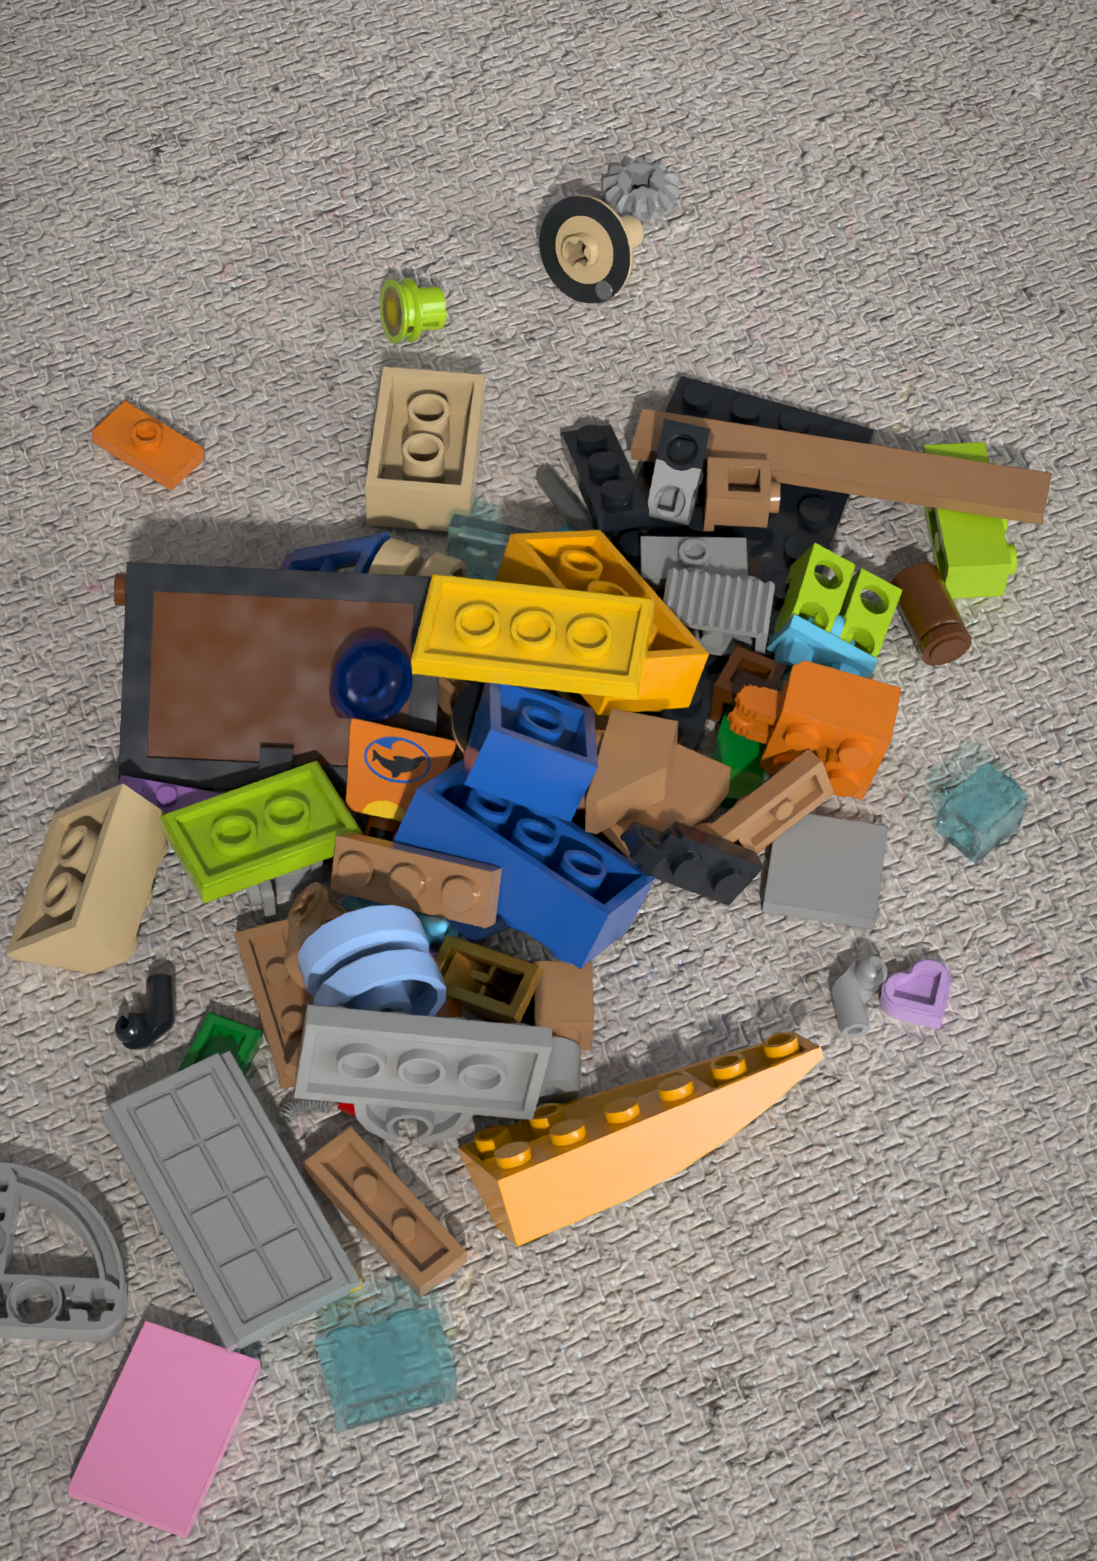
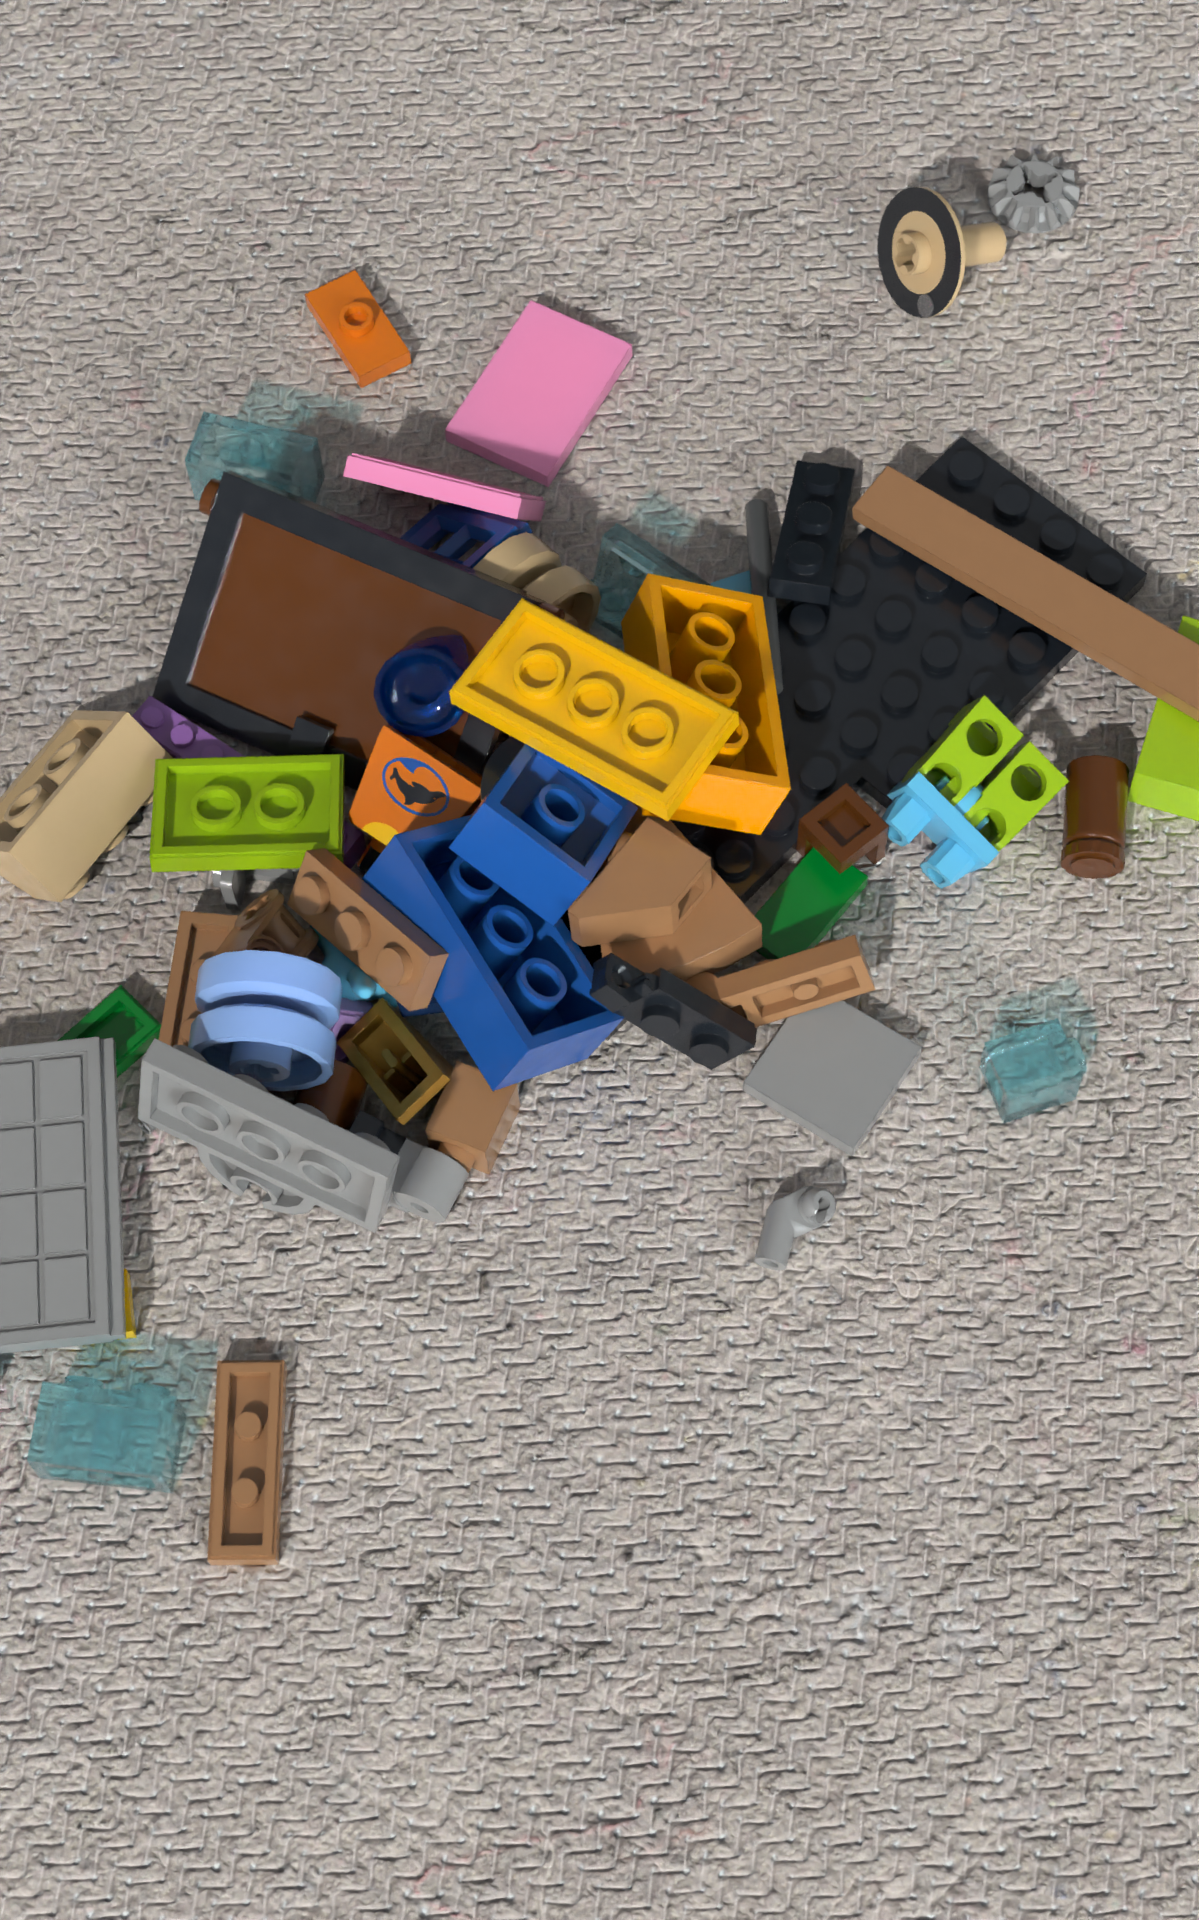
camera: 30 degrees right, 10 degrees up
(100, 555) = (254, 451): none -> clear light blue brick
(155, 1020) = (54, 978): black arm -> none
(290, 533) = (445, 487): none -> bright pink tile
(321, 448) = (539, 393): none -> bright pink tile
(385, 1212) = (189, 1269): medium nougat plate -> none
(410, 309) = (703, 262): lime piece -> none
(424, 448) = (633, 433): tan brick -> none
(511, 1348) = (247, 1462): none -> medium nougat tile
(626, 1138) = (467, 1287): light orange wedge -> none
(679, 471) = (884, 555): leg -> none
(709, 554) = (855, 667): light grey plate -> none
(721, 609) = (847, 737): light grey brick -> none
(739, 493) = (940, 603): medium nougat brick -> none
(824, 710) = (896, 905): orange hinge -> none
(917, 994) = (862, 1248): lavender tile -> none

